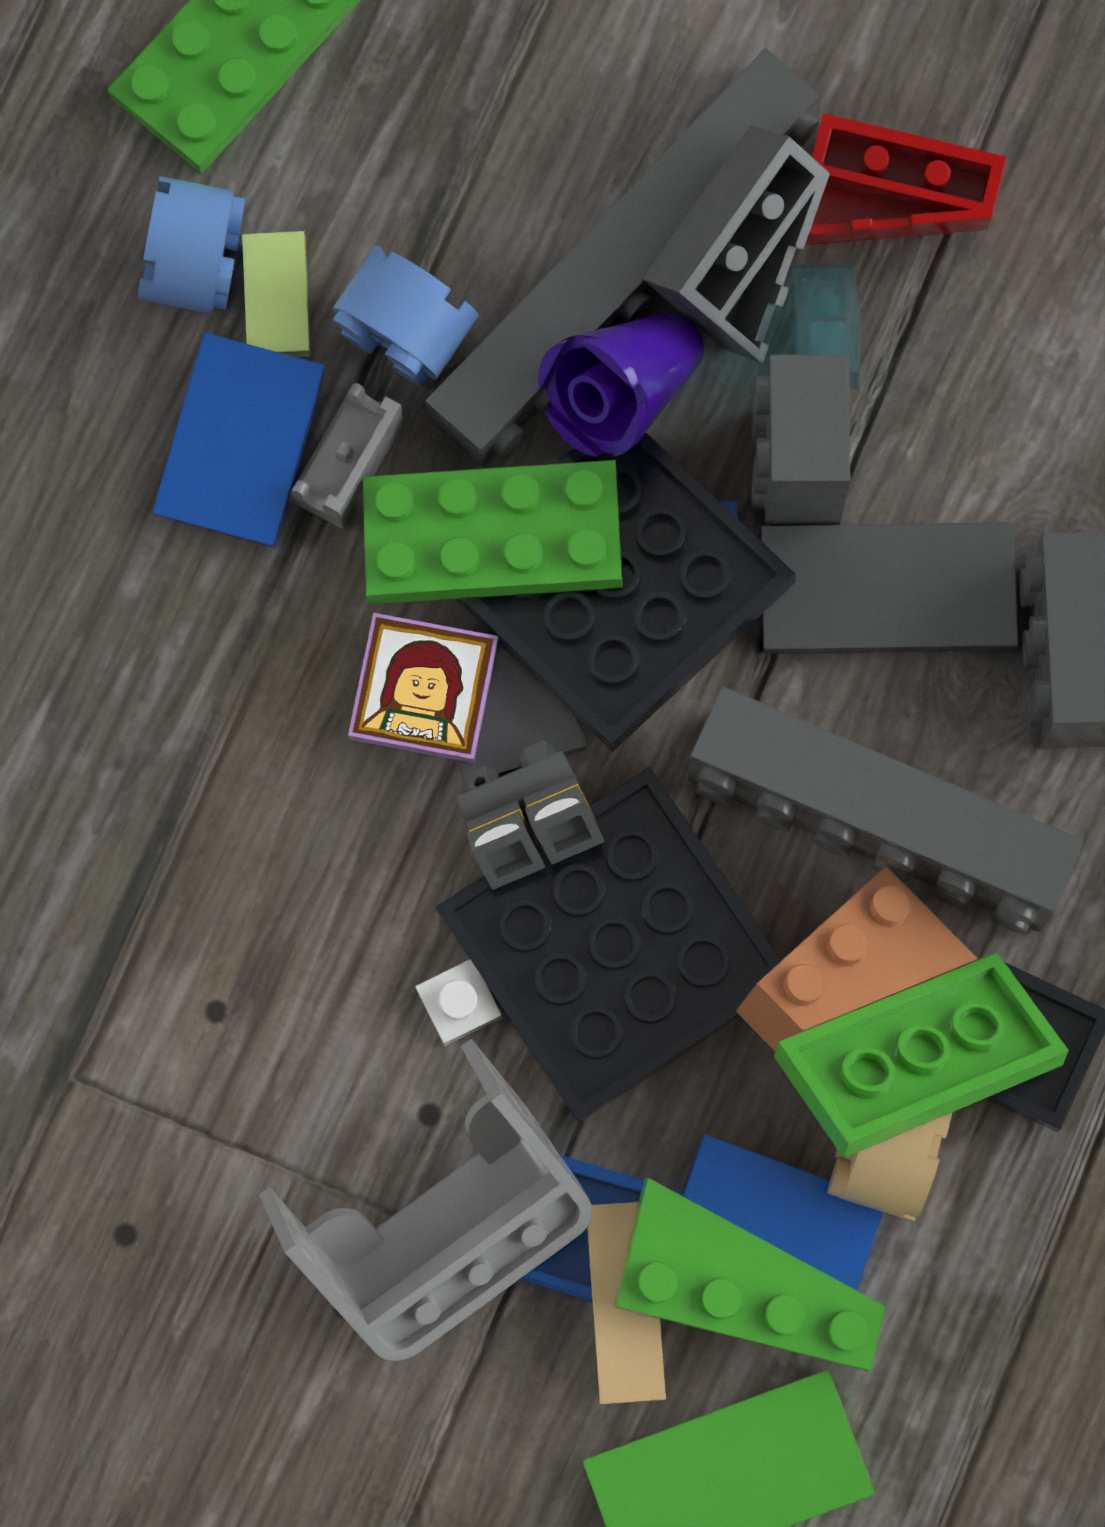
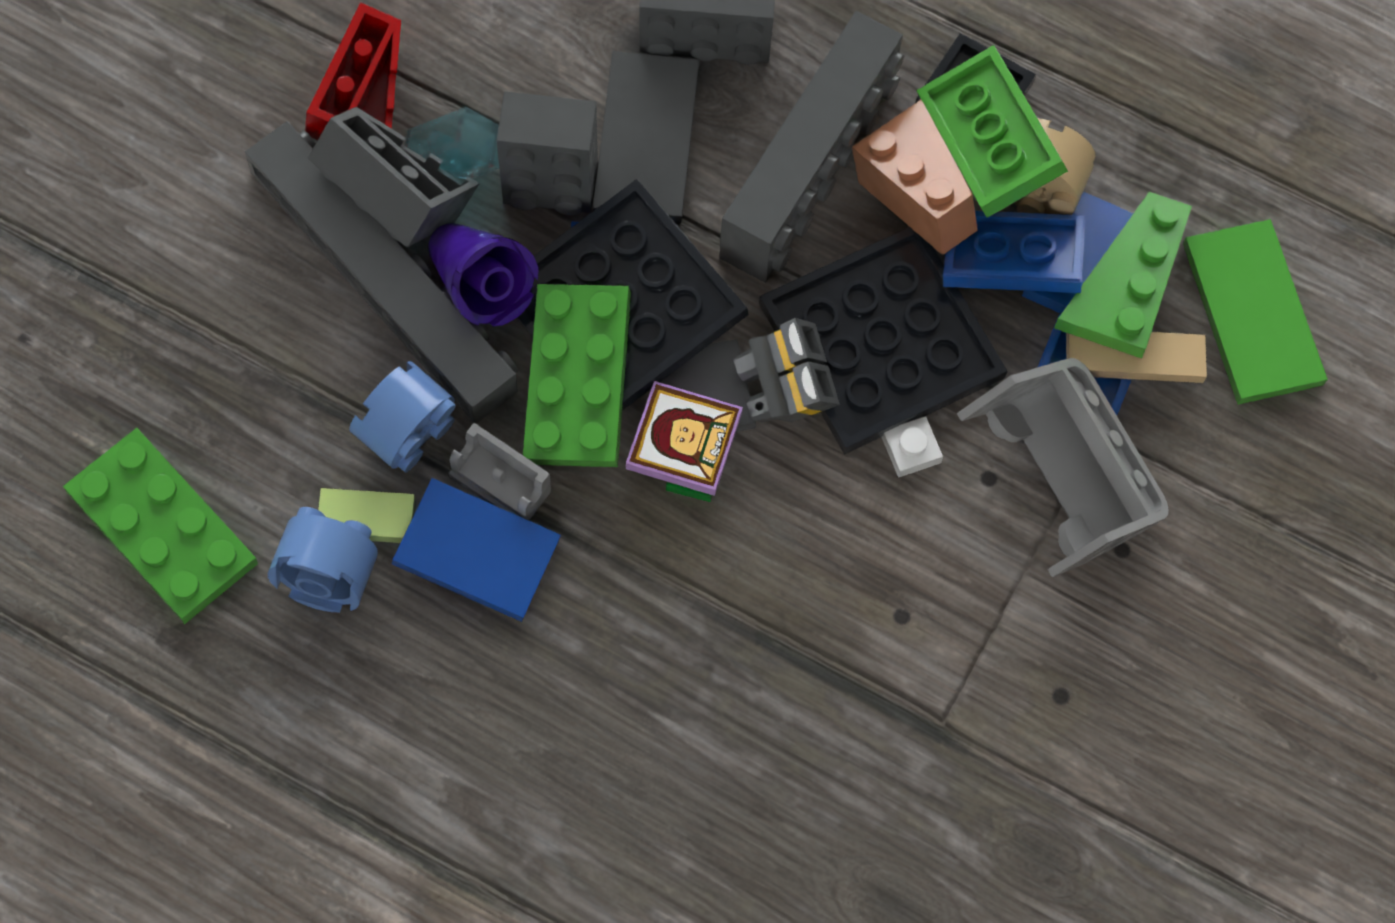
camera: 90 degrees left, 10 degrees down
(751, 1127) = (1019, 253): none -> blue tile

